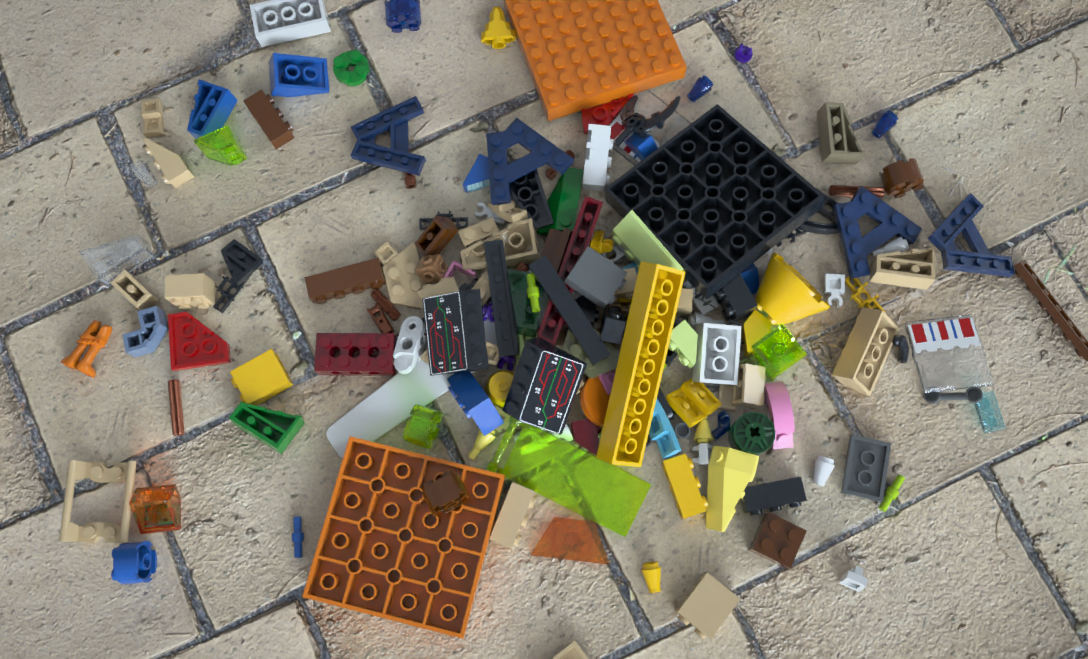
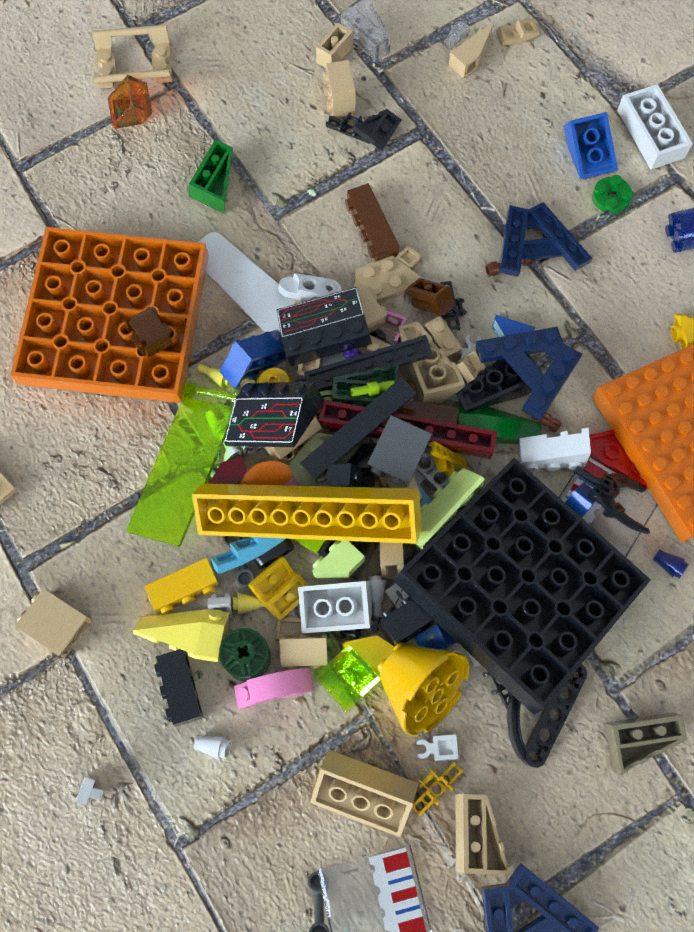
camera: 80 degrees right, 5 degrees down
(93, 337) = (287, 28): orange piece -> none
(133, 562) = (77, 92): blue brick -> none
(152, 331) = (299, 67): sand blue brick -> none
(176, 407) = (227, 103): copper axle -> none
(194, 343) = (291, 106): red plate -> none
(211, 109) = (531, 75): blue wedge -> none
(222, 146) = (497, 91): clear neon green slope -> none
(261, 378) = (262, 166): yellow brick -> none
(269, 118) = (536, 128): reddish brown brick -> none
(297, 537) = (109, 223): blue bar -> none
(349, 343) = (295, 239): dark red brick -> none
(381, 322) = (333, 263): copper bar -> none
(385, 304) = (351, 266): copper axle -> none
(422, 426) = (224, 312): clear neon green brick -> none
(431, 268) = (395, 298): medium nougat brick -> none
(513, 515) = (140, 413): tan brick -> none
(571, 541) = (118, 477): clear orange wing -> none
(652, 576) = (84, 561): yellow cone -> none
(723, 425) = (261, 626): clear blue arm -> none
(777, 540) = (127, 695): reddish brown brick -> none
(849, 191) = (574, 771): copper axle -> none
(857, 246) = (535, 816): dark blue plate -> none
(866, 468) = (219, 800): dark grey plate -> none
(885, 123) = (674, 804): clear blue cone -> none
(891, 493) = (192, 834): lime bar -> none
(894, 246) = (506, 827): white cone -> none
(901, 178) = (599, 826): reddish brown brick -> none
(903, 348) = (376, 842): black arm -> none

